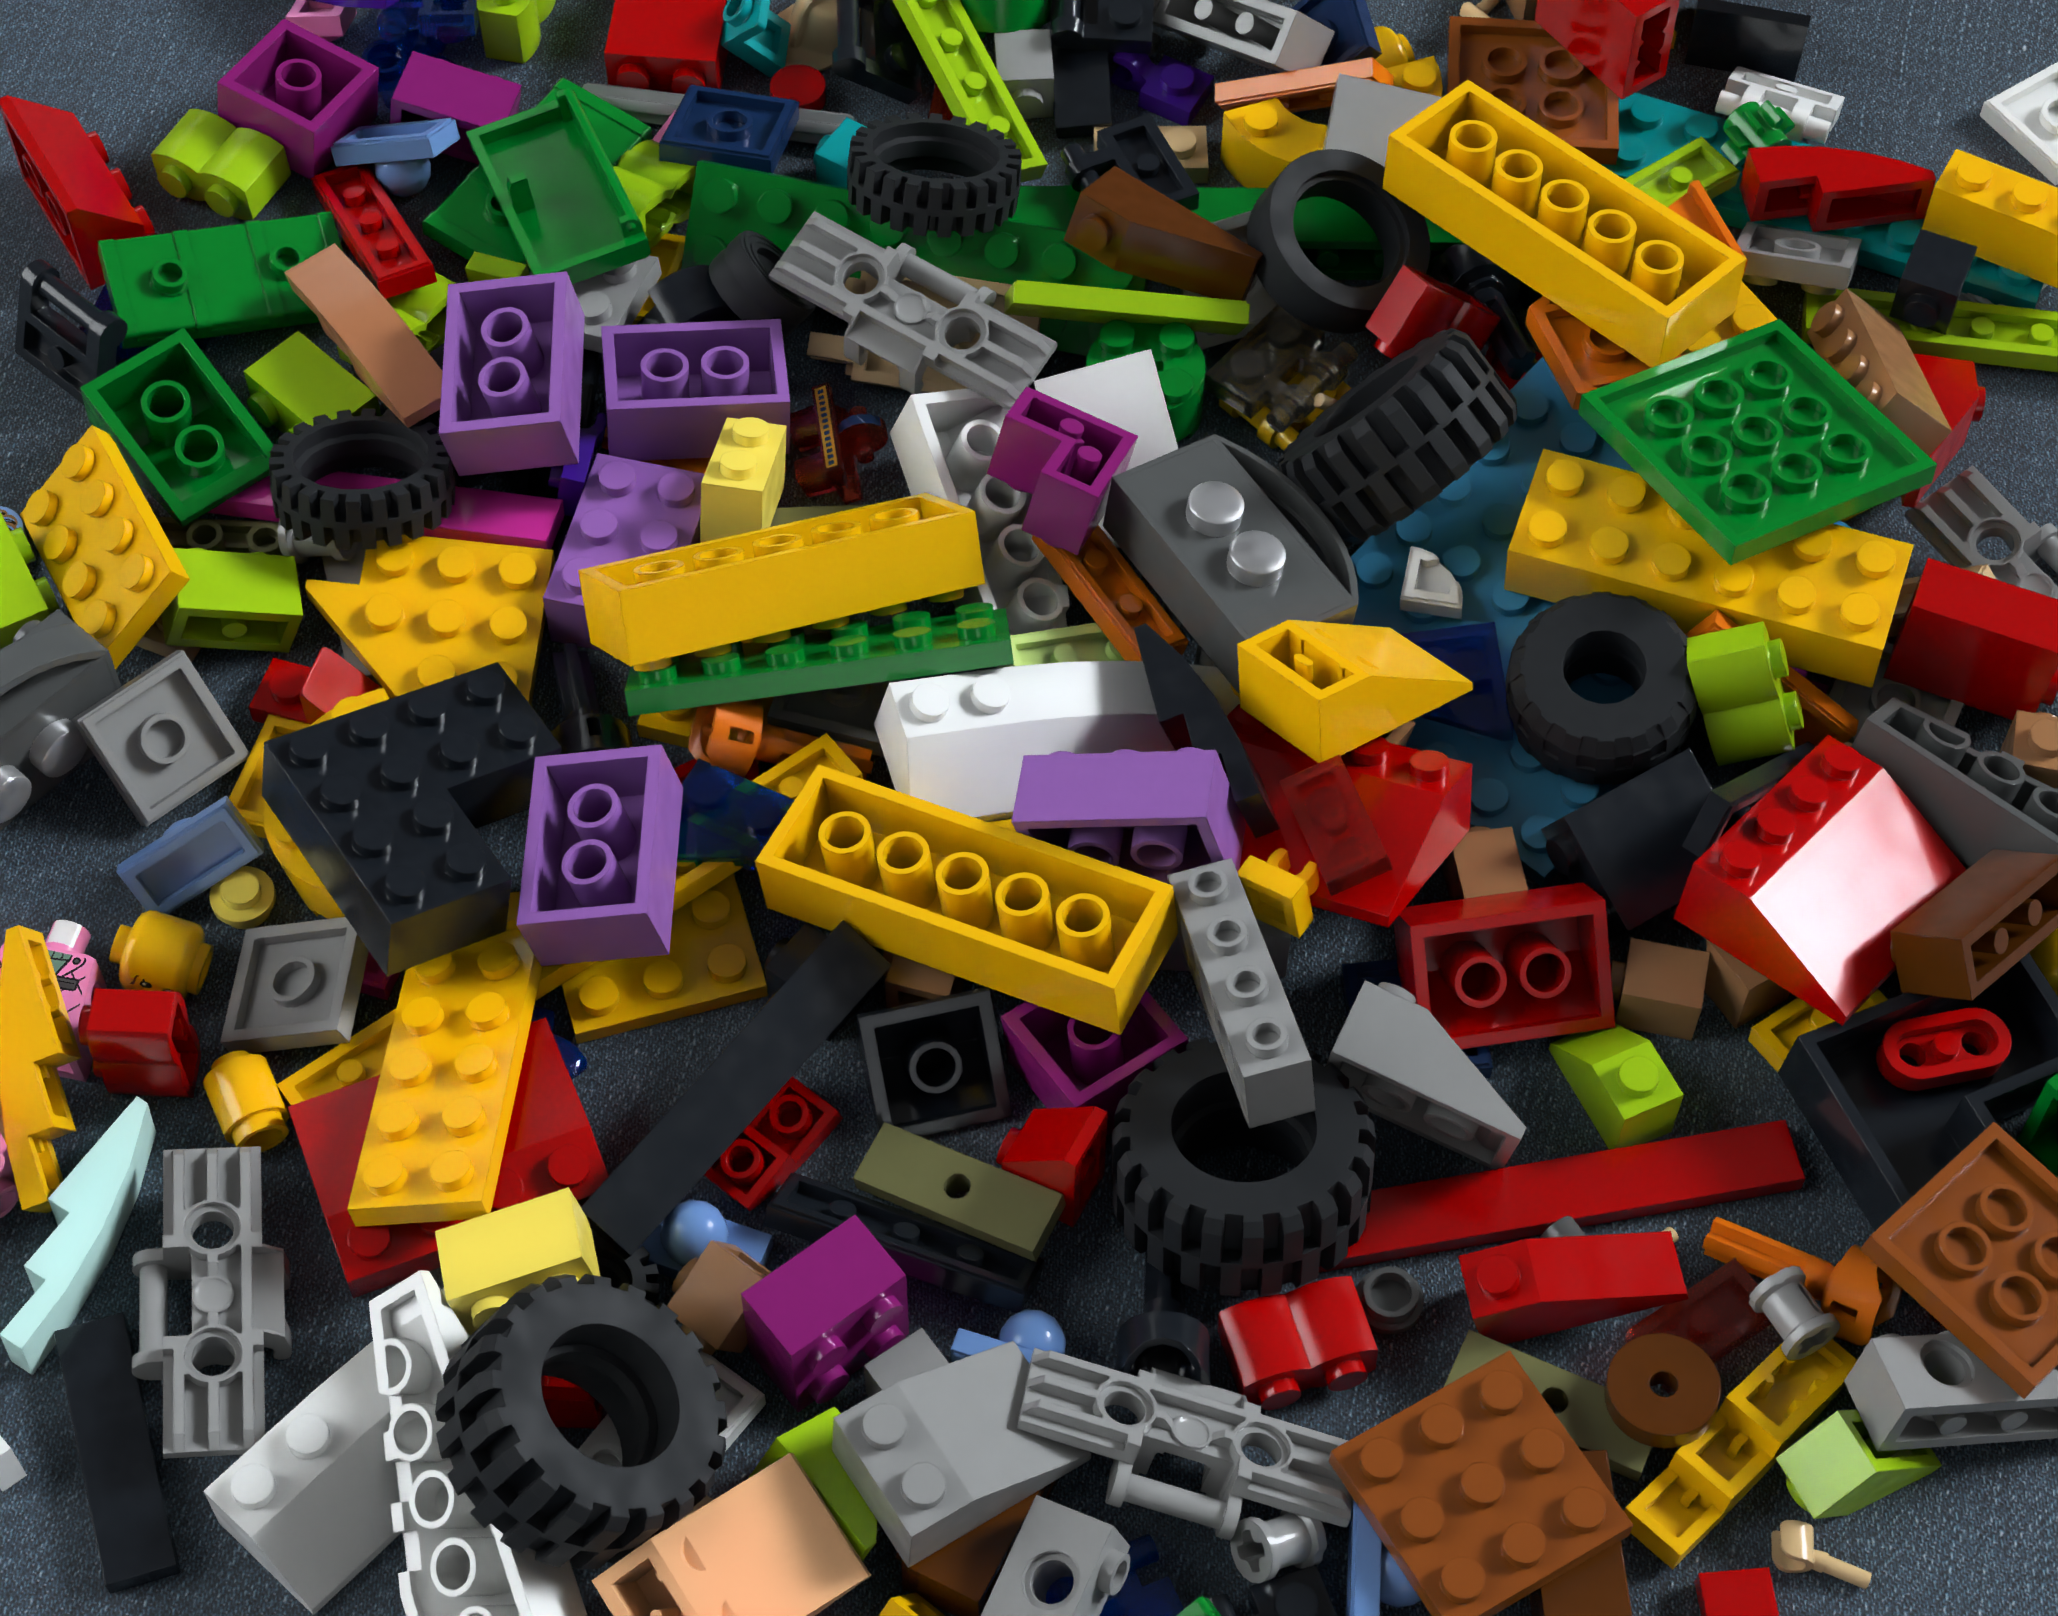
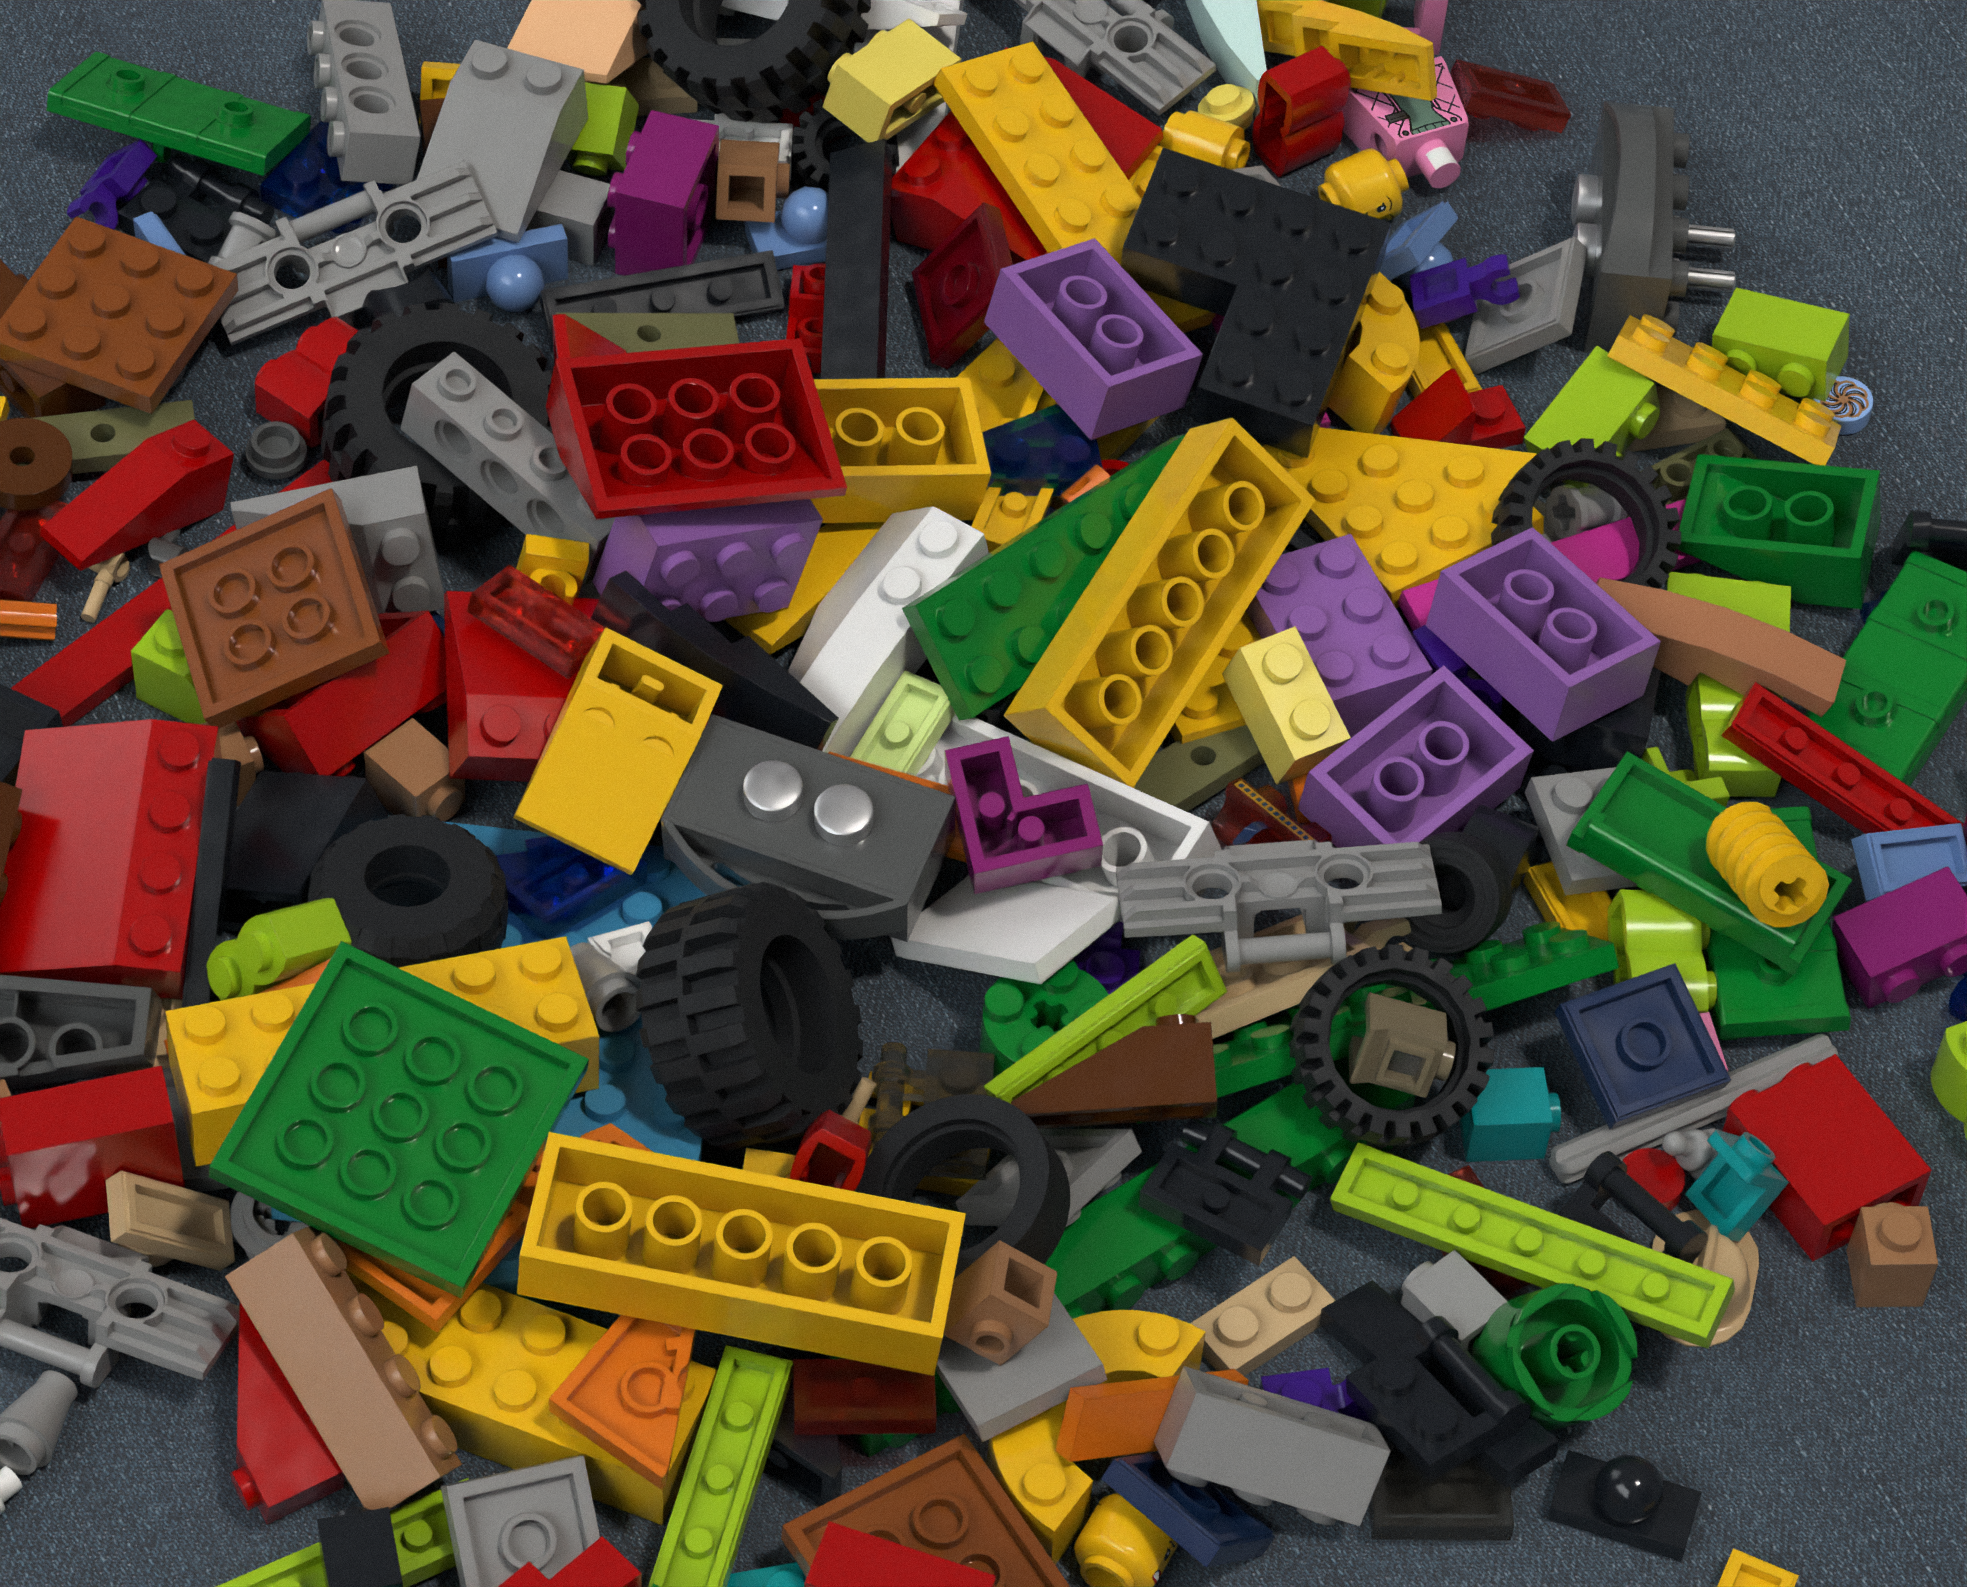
camera: 140 degrees right, 5 degrees down
(182, 1126) = (1229, 104): none -> light yellow plate
(206, 775) = (1454, 288): none -> dark purple plate
(546, 113) = (1766, 865): none -> yellow piece
(628, 1045) = (958, 284): none -> dark red tile
(751, 74) = (1691, 1149): none -> light grey hair
(933, 151) = (1401, 1046): none -> dark tan window
(1102, 832) = (693, 428): none -> red slope
(1376, 112) = (1000, 1303): none -> medium nougat brick
(1483, 550) = (607, 988): none -> light grey cone
(1554, 994) = (273, 609): none -> dark orange plate

